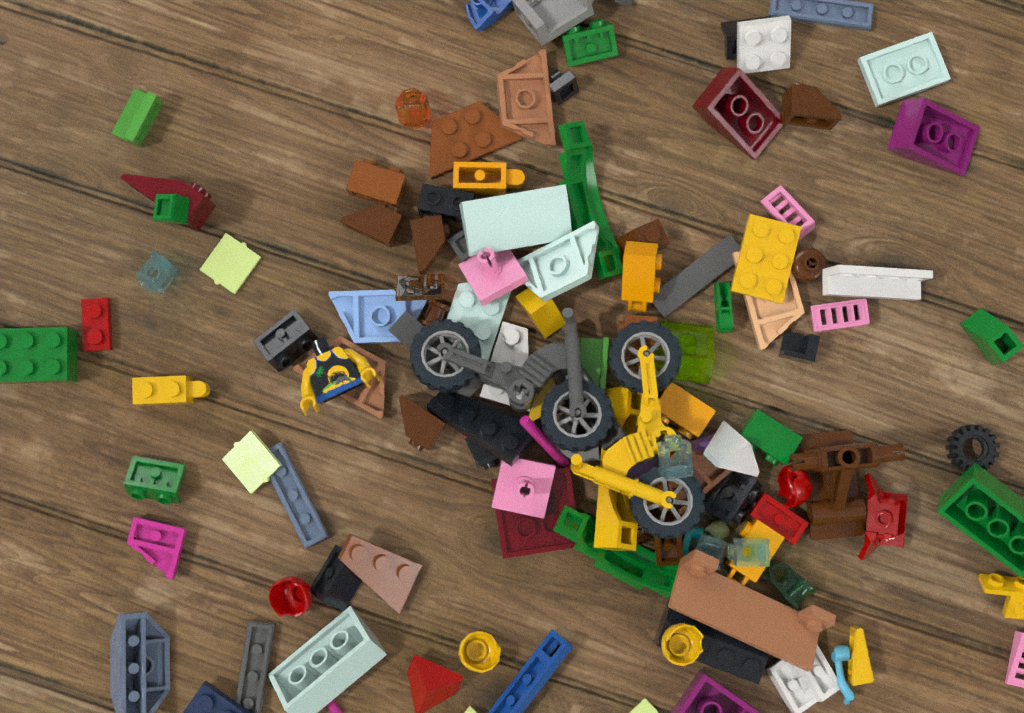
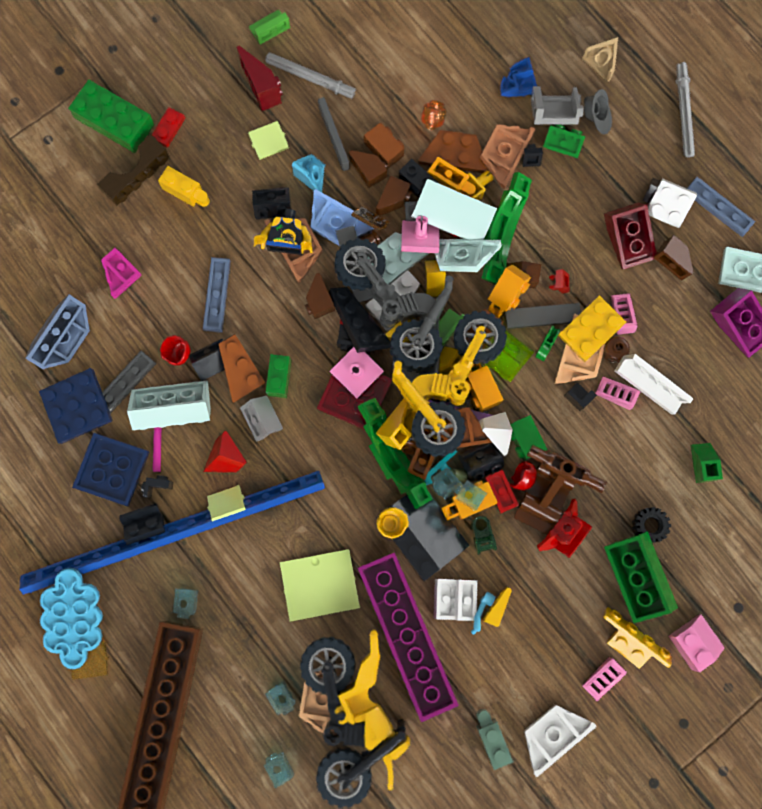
camera: 30 degrees right, 5 degrees down
(87, 439) = (119, 186): none -> dark brown arch
(154, 480) = (141, 234): green bracket -> none
(166, 273) = (222, 119): clear light blue brick -> none
(171, 208) = (254, 80): green slope -> none
(229, 150) = (310, 75): none -> light grey axle
(252, 461) = (205, 259): yellowish green piece -> none
(306, 208) = (333, 134): none -> dark grey tile
(308, 272) = (309, 171): none -> medium azure slope
(433, 549) = (278, 376): none -> green brick
(444, 610) = (261, 417): none -> light grey panel
(479, 652) = (265, 454): yellow hair -> none
(520, 161) = (479, 183): none -> yellow bracket
(543, 440) = (386, 351): dark pink bar -> none
(681, 463) = (459, 408): clear light blue brick -> none
(694, 220) = (562, 281): none -> red tile
(747, 613) = (444, 532): nougat bracket -> none

